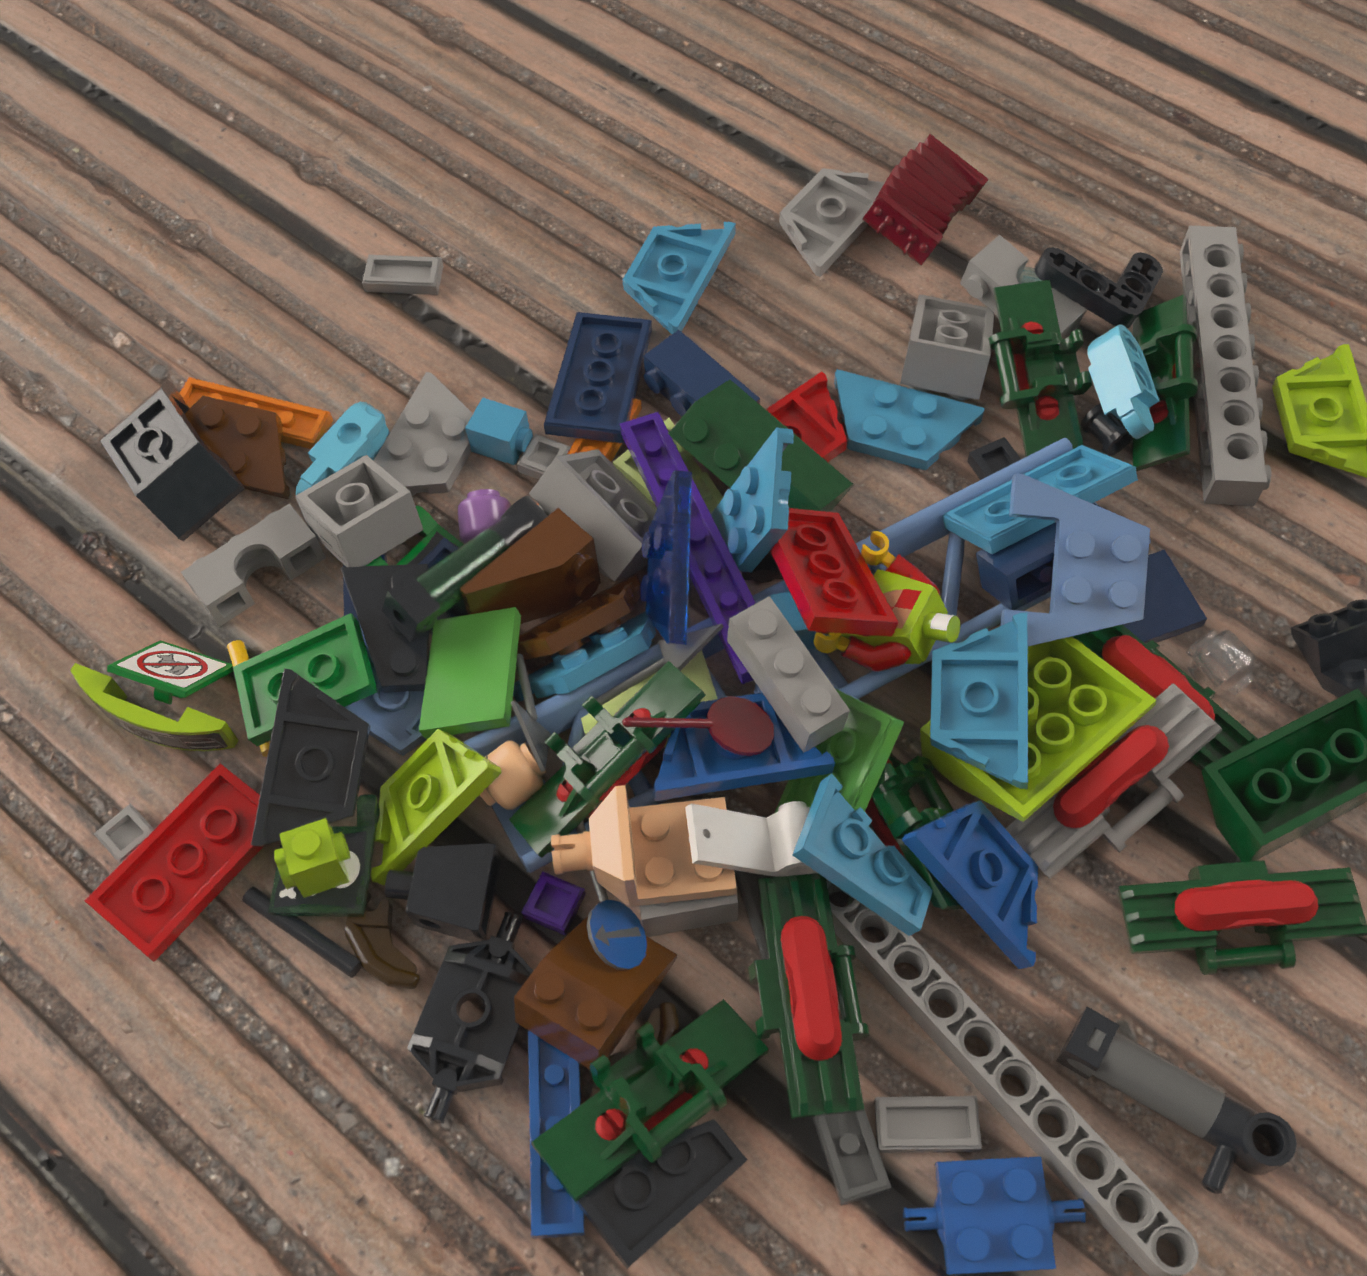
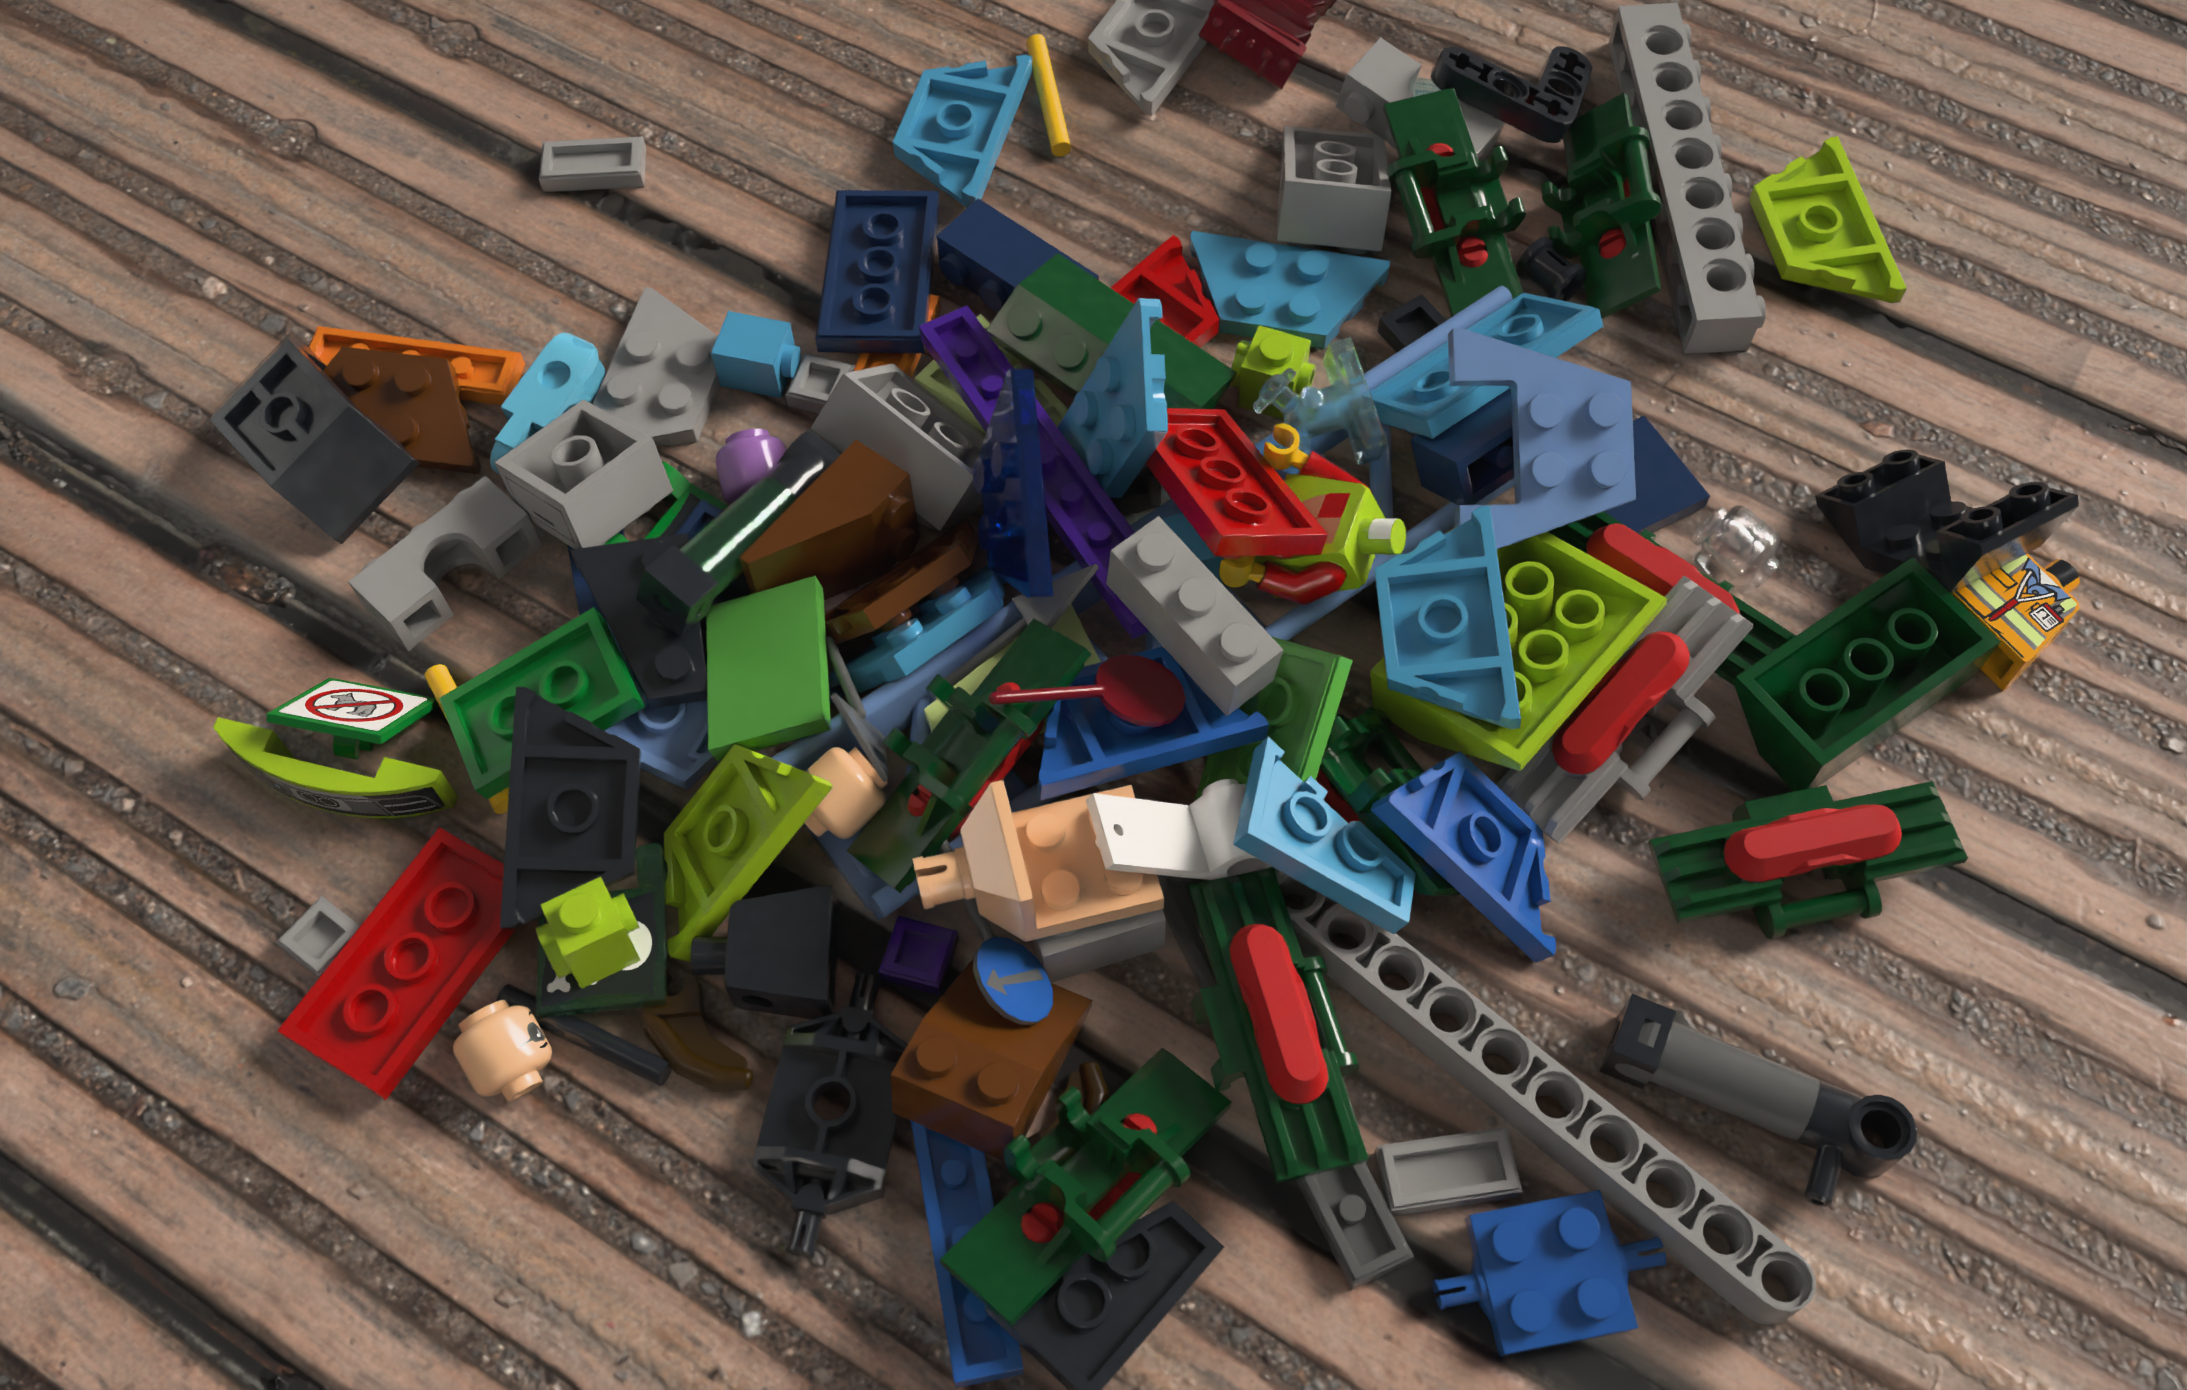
camera: 10 degrees left, 0 degrees up
(240, 936) = (502, 1050): none -> light nougat head
(744, 254) = (1048, 96): none -> yellow bar
(881, 485) = (1268, 355): none -> lime brick
(918, 521) = (1337, 407): none -> clear light blue piece
(1123, 380) = (1565, 204): medium azure piece -> none

